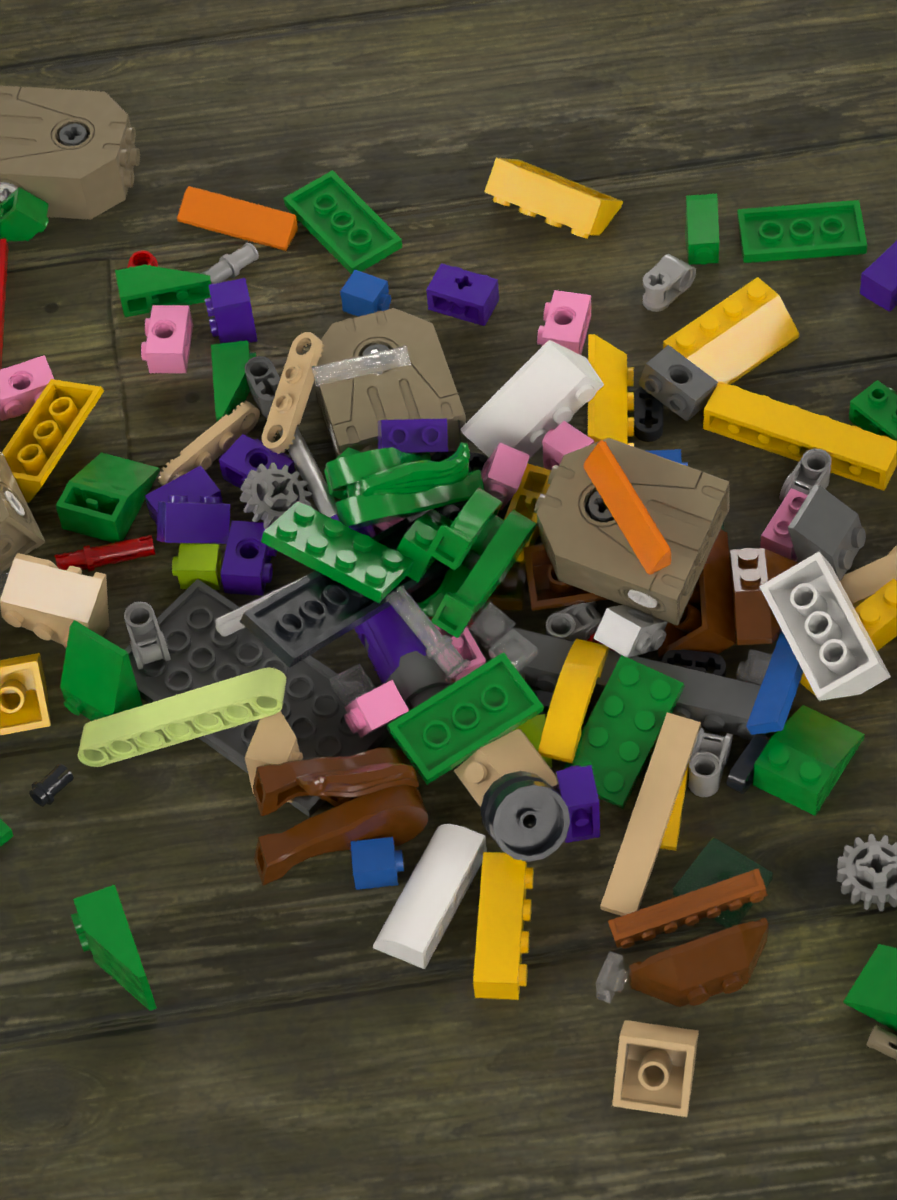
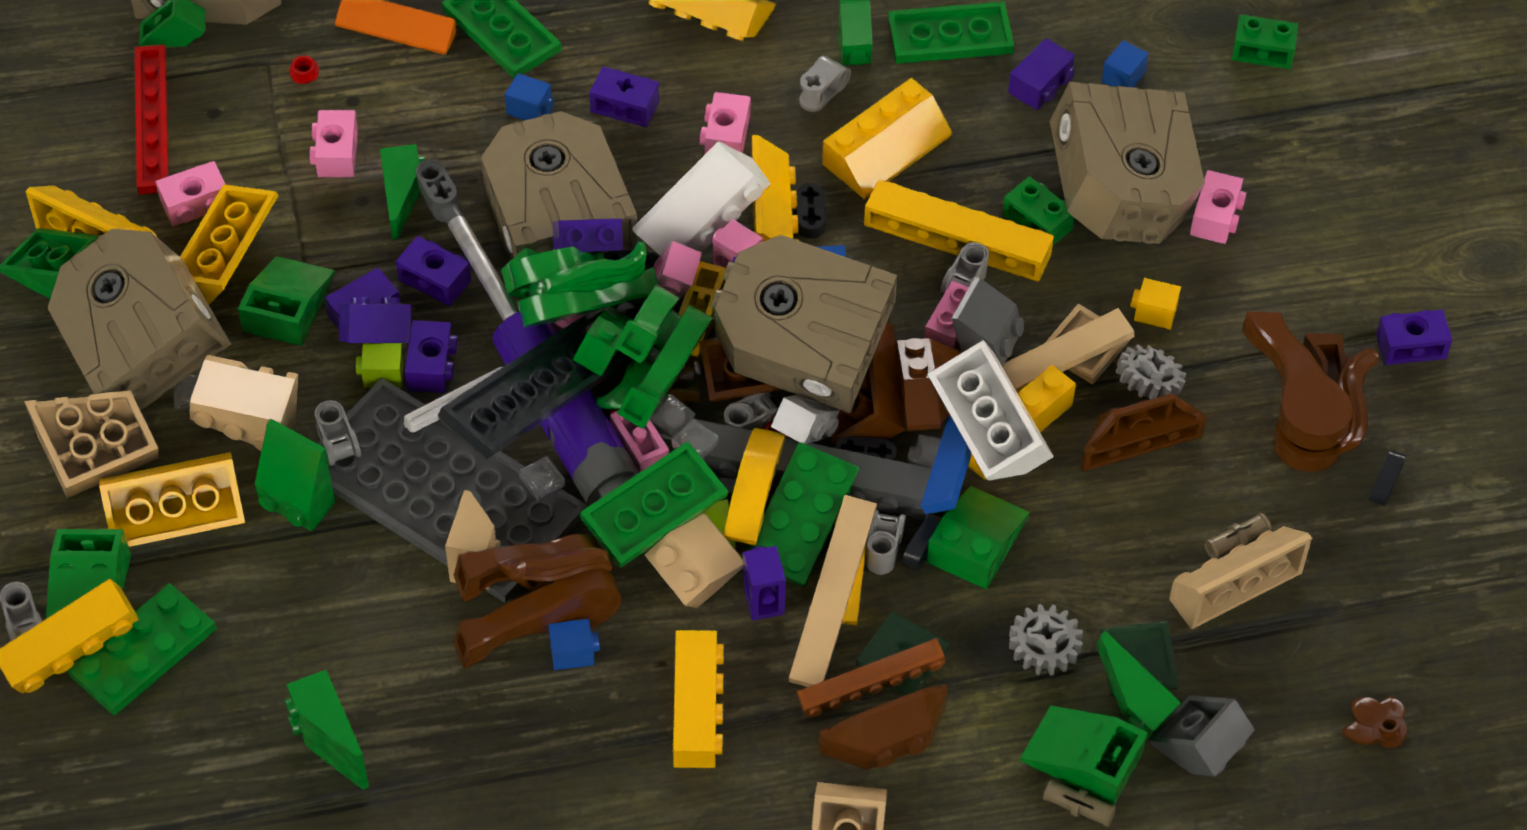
camera: 10 degrees left, 0 degrees up
(45, 790) = (244, 585): black pin -> none
(106, 554) = (291, 354): red pin -> none
(153, 285) = (314, 90): green slope -> none
(182, 717) = (379, 510): yellowish green beam -> none
(212, 442) = (386, 245): tan plate -> none
(232, 264) = (391, 70): light grey pin -> none
(232, 312) = (398, 116): dark purple brick -> none
(272, 492) = (454, 296): light grey gear -> none
(292, 393) = (466, 195): tan plate -> none
(337, 551) = (524, 347): green plate -> none
(361, 365) = (532, 168): clear pin -> none
(375, 709) = (566, 498): bright pink brick -> none
(432, 895) = (628, 672): white brick -> none
(437, 645) = (623, 437): clear pin -> none
(525, 816) = (715, 594): wheel -> none
(611, 977) = (802, 744): clear plate -> none
(627, 509) = (802, 302): orange slope -> none
(677, 383) = (838, 181): dark grey brick -> none

